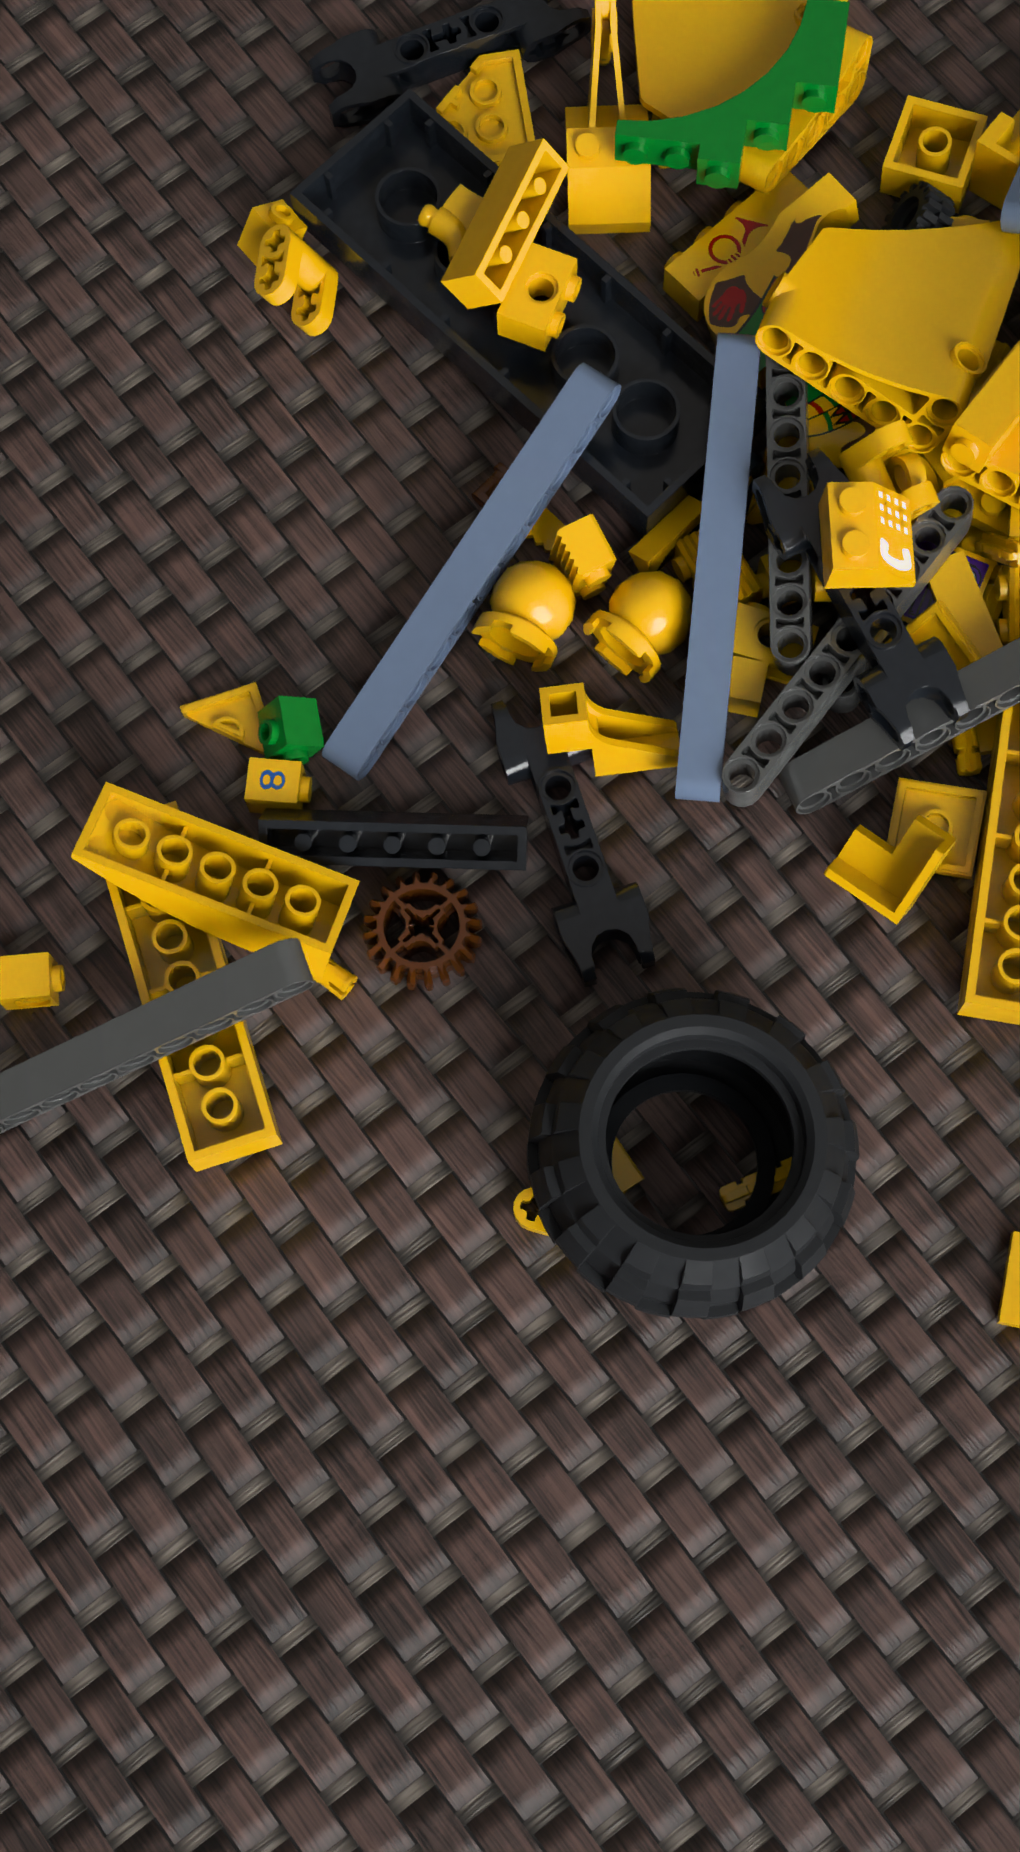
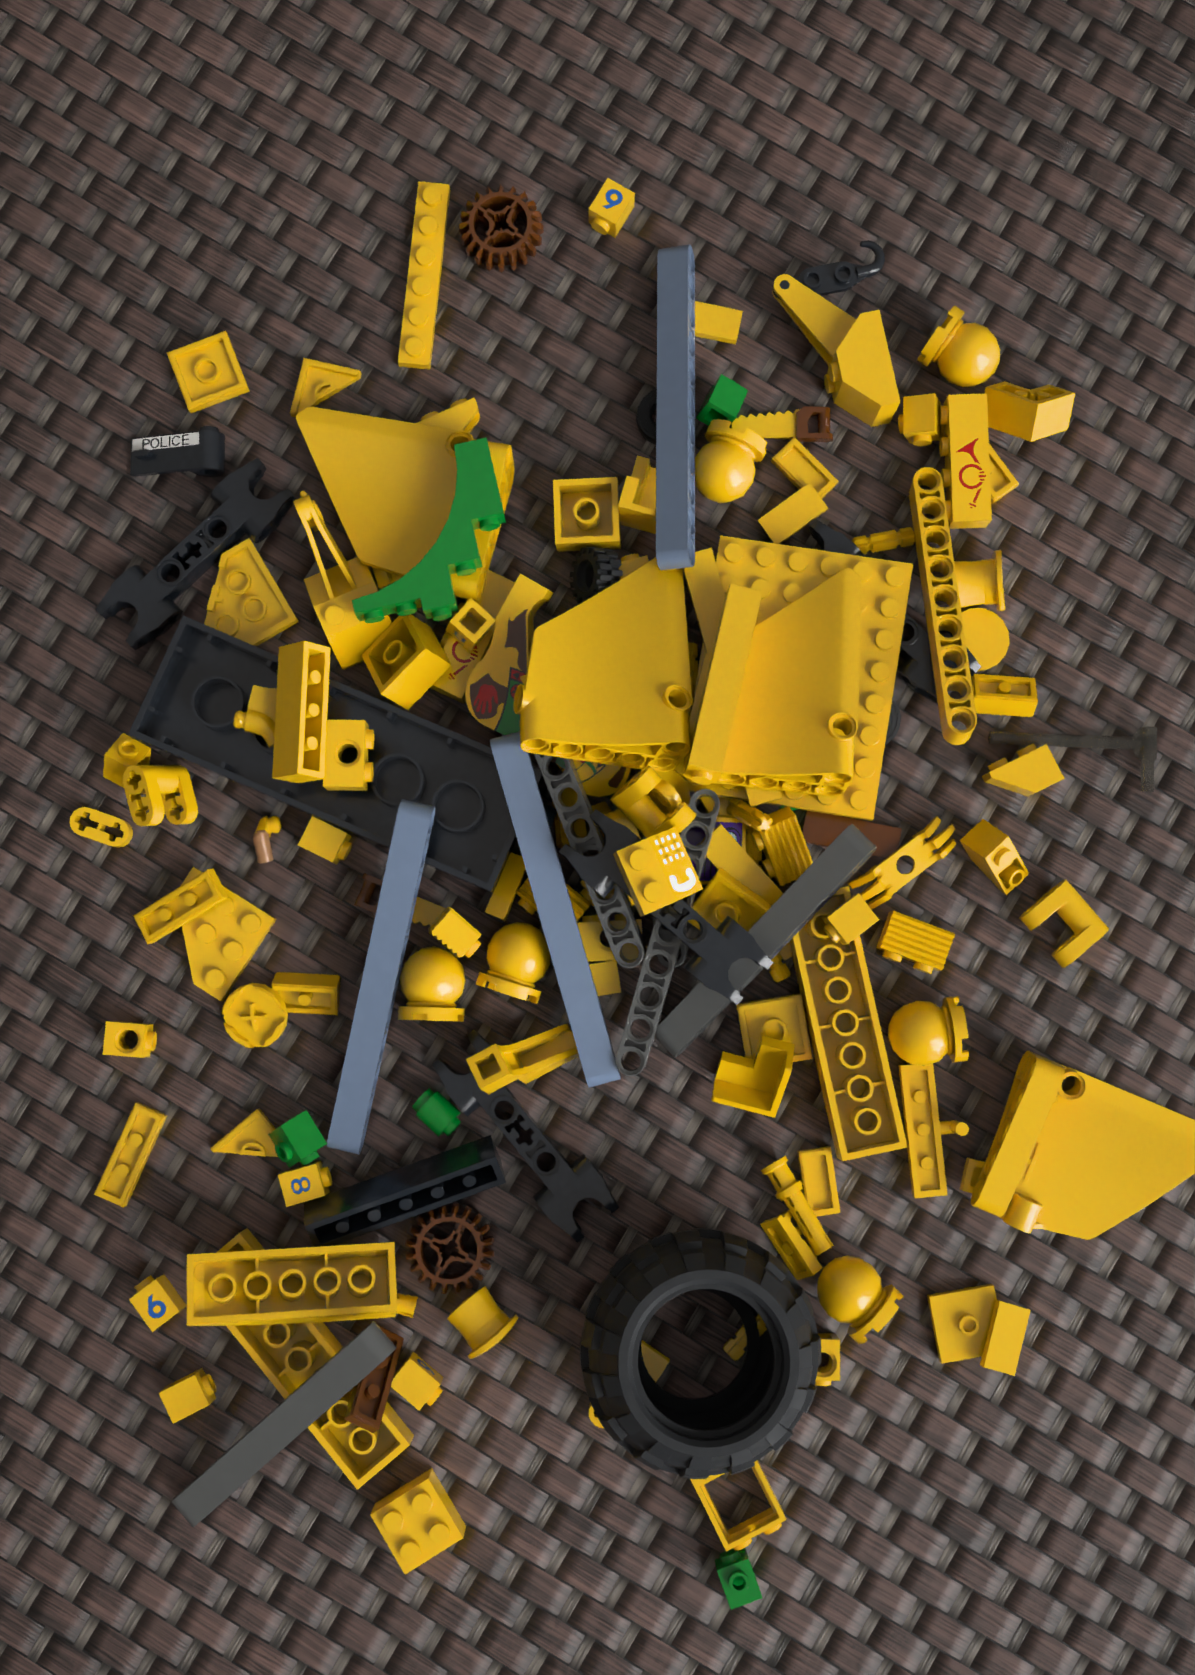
camera: 30 degrees left, 10 degrees up
(39, 856) = (156, 1301): none -> yellow brick
(81, 680) = (130, 1154): none -> yellow tile
(128, 531) = (115, 1036): none -> yellow brick
(204, 309) = (103, 820): none -> yellow beam
(245, 1244) = (418, 1521): none -> yellow brick
(264, 1041) = (371, 1393): none -> reddish brown tile
(265, 416) = (180, 906): none -> yellow tile
(297, 468) = (223, 941): none -> yellow plate
(299, 573) = (255, 1015): none -> yellow tile
(314, 1075) = (417, 1382): none -> yellow brick
(370, 575) = (308, 992): none -> yellow slope
(394, 378) = (262, 838): none -> arm
(426, 1032) = (481, 1322): none -> yellow piece
(468, 407) = (326, 841): none -> yellow brick
(472, 767) = (437, 1113): none -> green brick
(625, 1483) = (737, 1578): none -> green brick
(651, 231) = (406, 660): none -> yellow brick
(659, 1331) = (741, 1534): none -> yellow window
(745, 212) = (470, 624): none -> yellow brick
(859, 1238) = (831, 1372): none -> yellow brick
(861, 1090) = (790, 1246): none -> yellow plate
(880, 1027) = (790, 1192): none -> yellow pin
(918, 1178) = (854, 1295): none -> yellow tile
(922, 1035) = (819, 1180): none -> yellow tile

